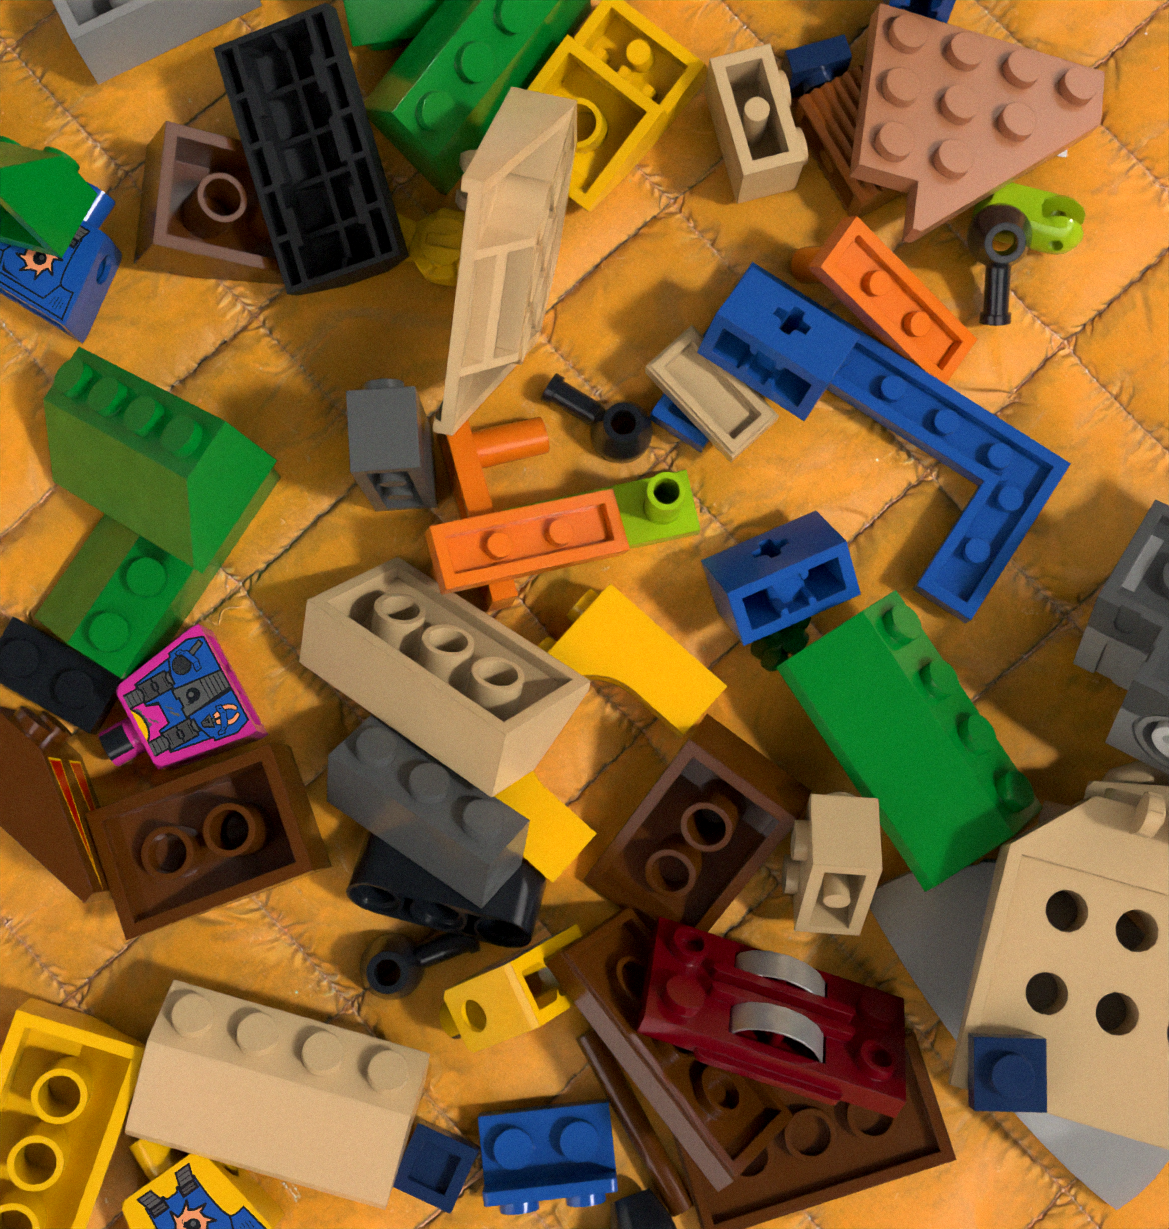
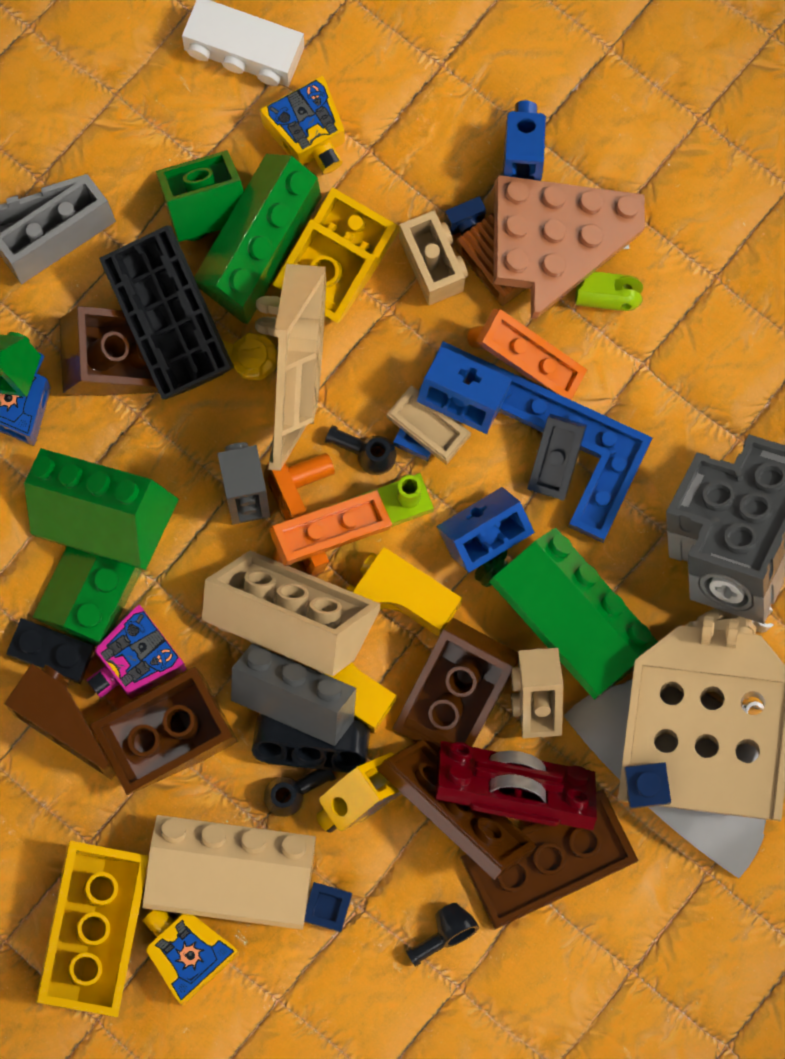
camera: 10 degrees left, 5 degrees down
(547, 1155) = (393, 891): blue bracket -> none
(635, 1123) = (442, 866): reddish brown bar -> none
(912, 473) = (557, 457): none -> black plate
(998, 263) = (583, 298): black bar -> none

